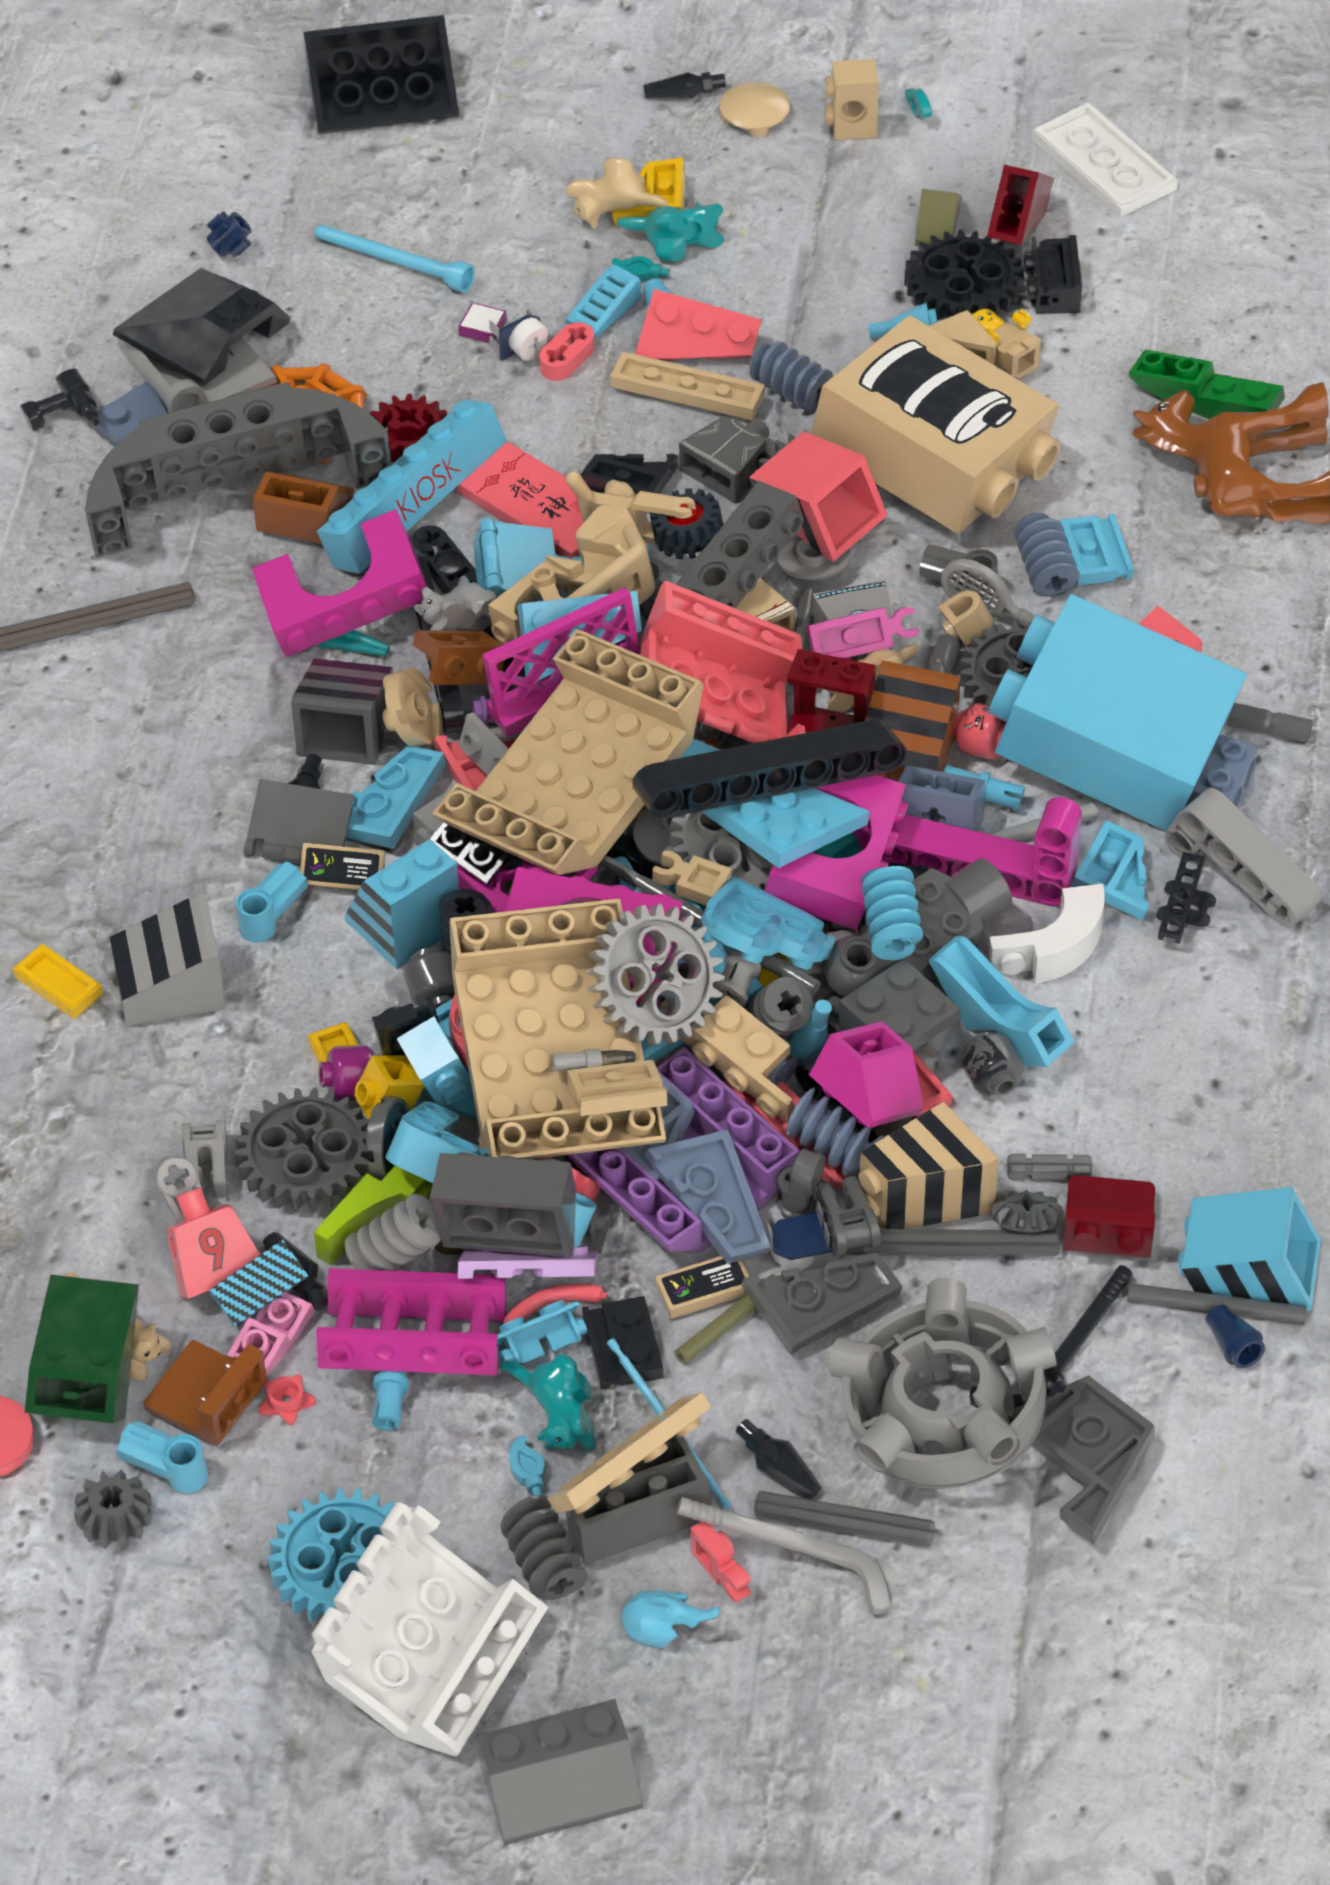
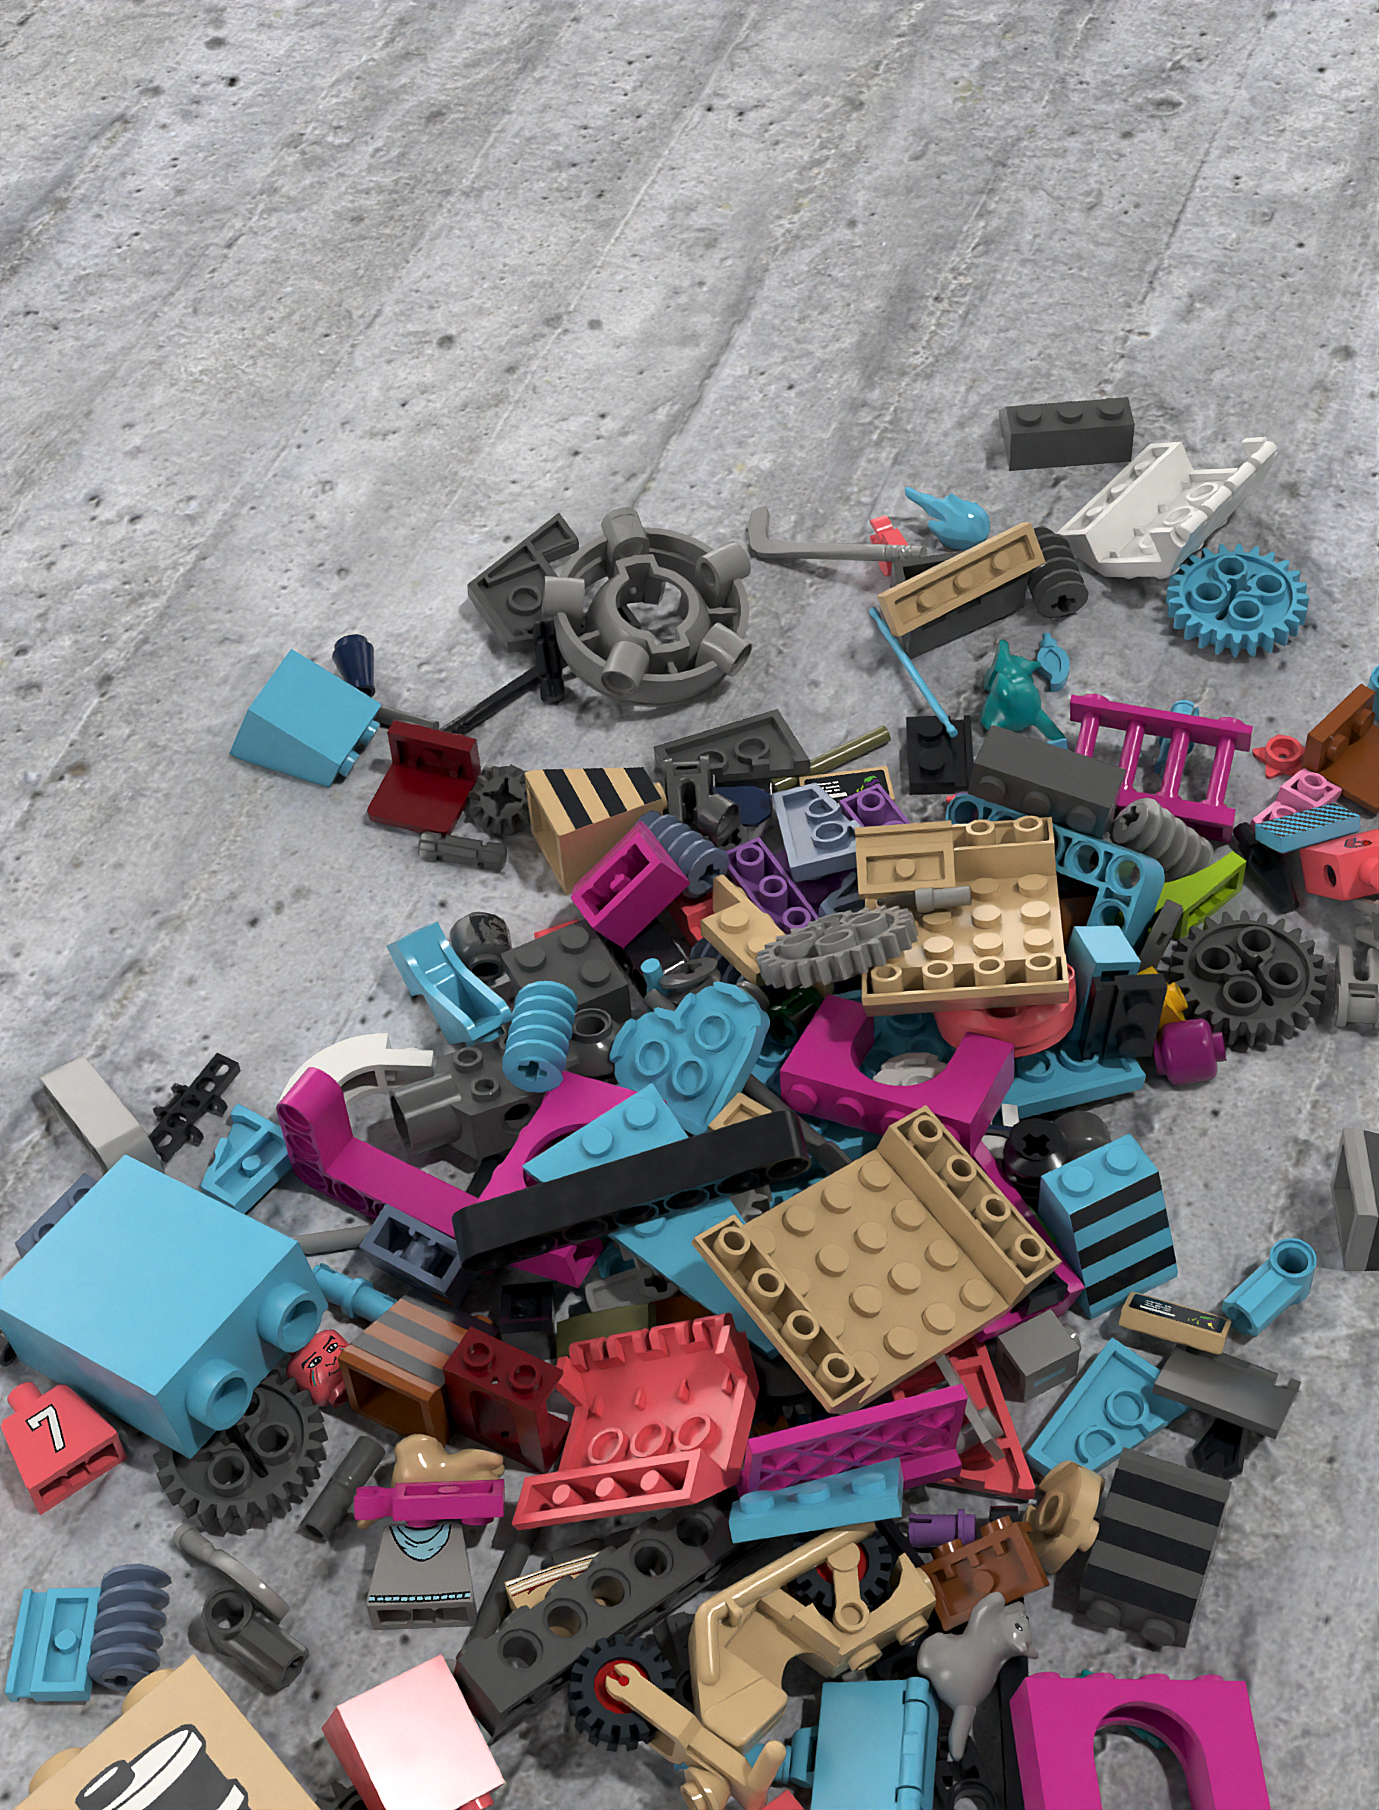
camera: 165 degrees left, 0 degrees up
(324, 1040) = (1203, 1105): yellow tile -> none
(779, 1460) = (816, 634): black piece -> none
(844, 1518) = (797, 587): dark grey axle -> none
(965, 616) = (280, 1545): tan plate -> none

